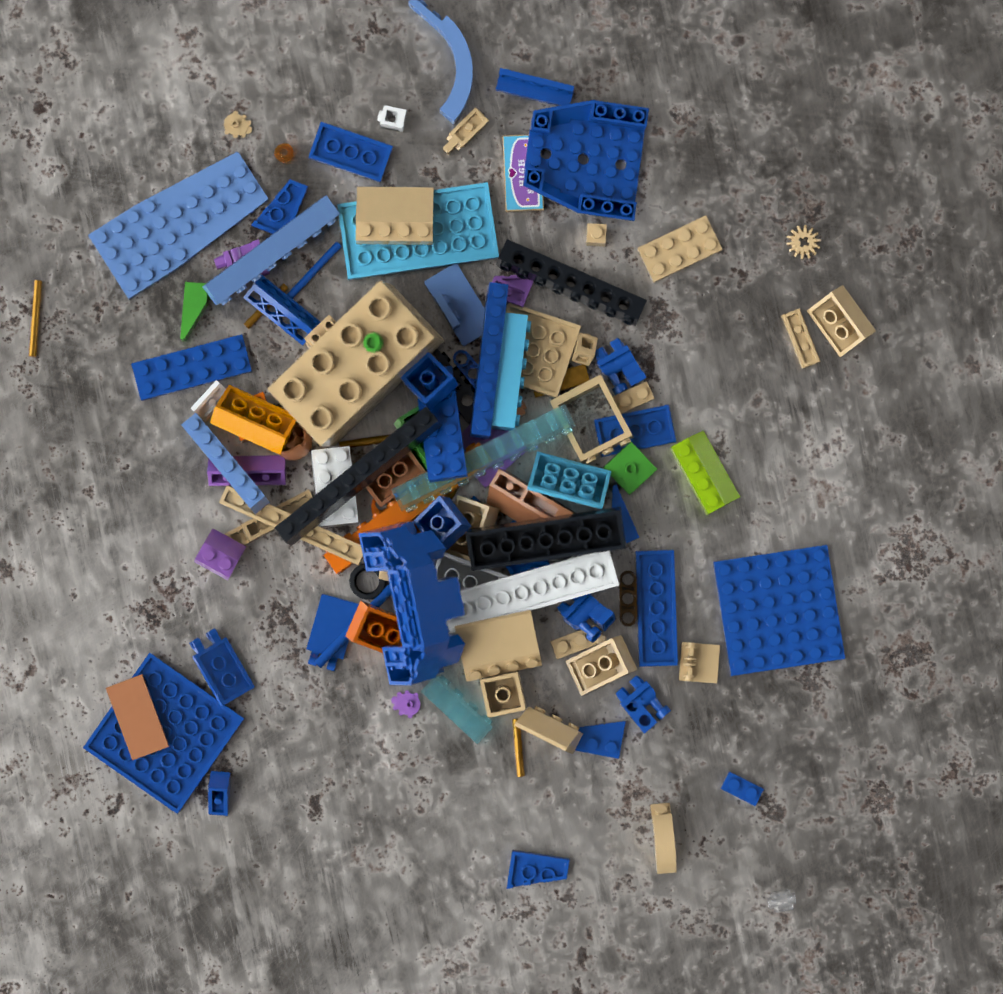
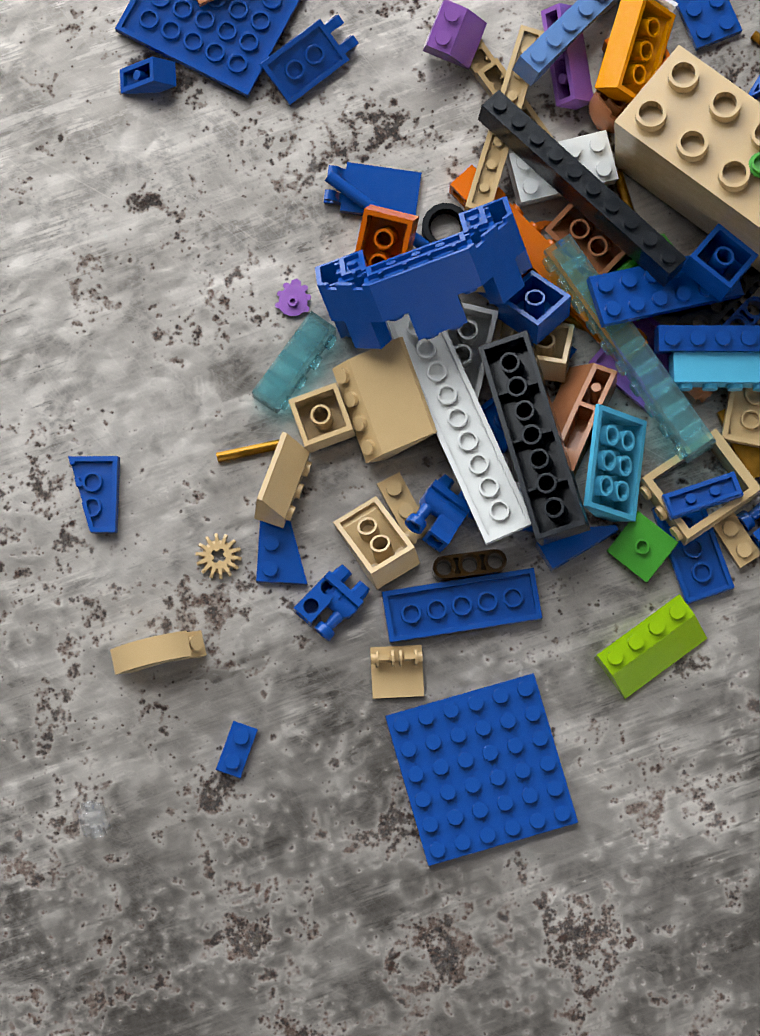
camera: 80 degrees right, 5 degrees down
(588, 785) = (220, 566): none -> tan gear
(601, 419) = (702, 495): none -> blue tile

